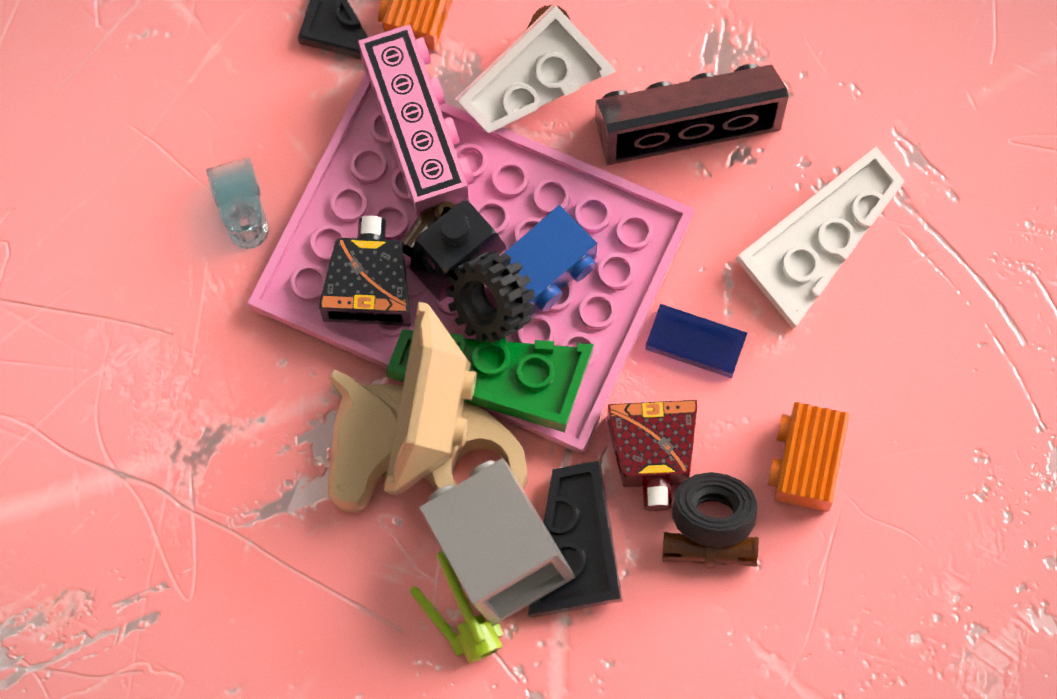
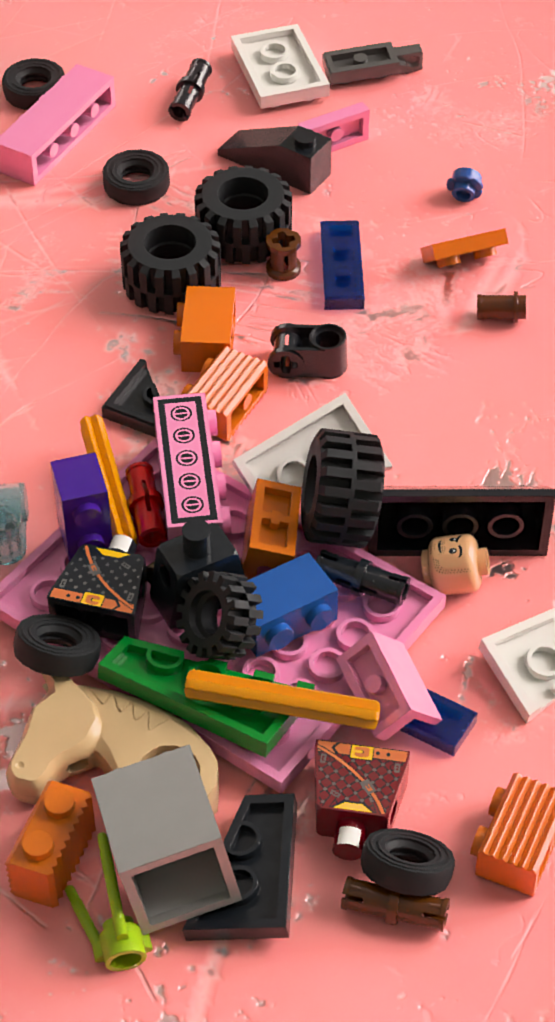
camera: 10 degrees right, 25 degrees down
(324, 194) = (81, 502): none -> dark purple brick
(334, 141) = (97, 441): none -> light orange axle
(340, 376) = (74, 660): none -> black tyre
(370, 141) = (144, 493): none -> red pin
(389, 556) = (51, 844): none -> orange brick
(430, 404) = (128, 699): tan wedge -> none
(512, 175) = (270, 526): none -> orange hinge
(569, 375) = (282, 699): none -> light orange axle
(577, 123) = (342, 488): none -> black tyre
(612, 210) = (364, 577): none -> black pin
(661, 329) = (384, 672): none -> bright pink panel
(696, 169) = (455, 564): none -> light nougat head

